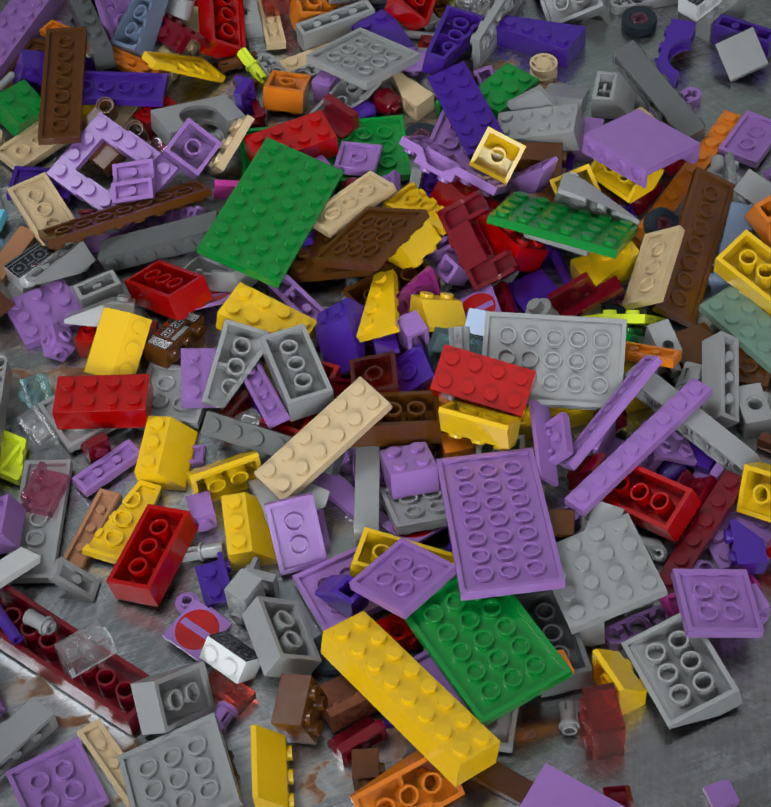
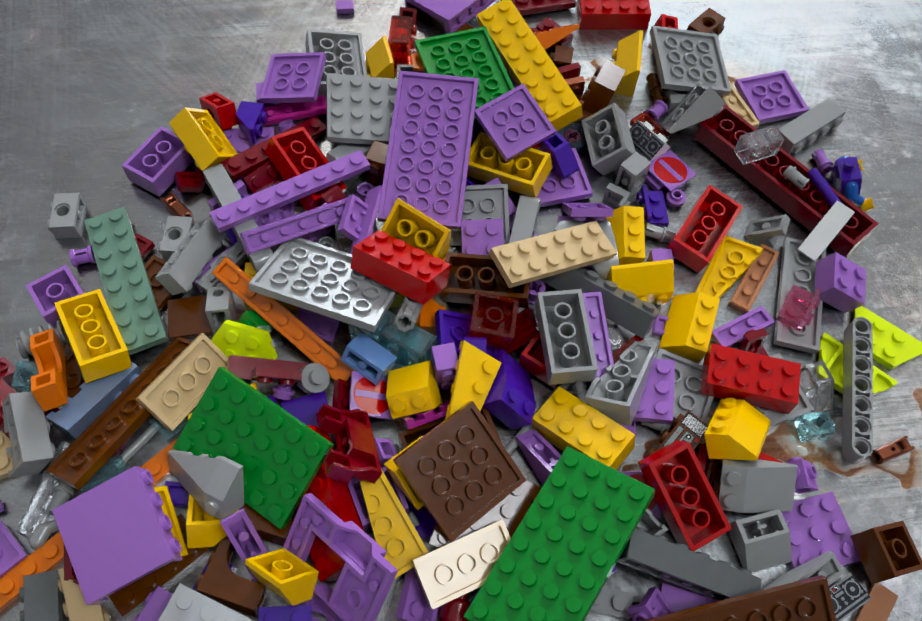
camera: 175 degrees left, 10 degrees up
(657, 216) = (148, 453): black bush -> none

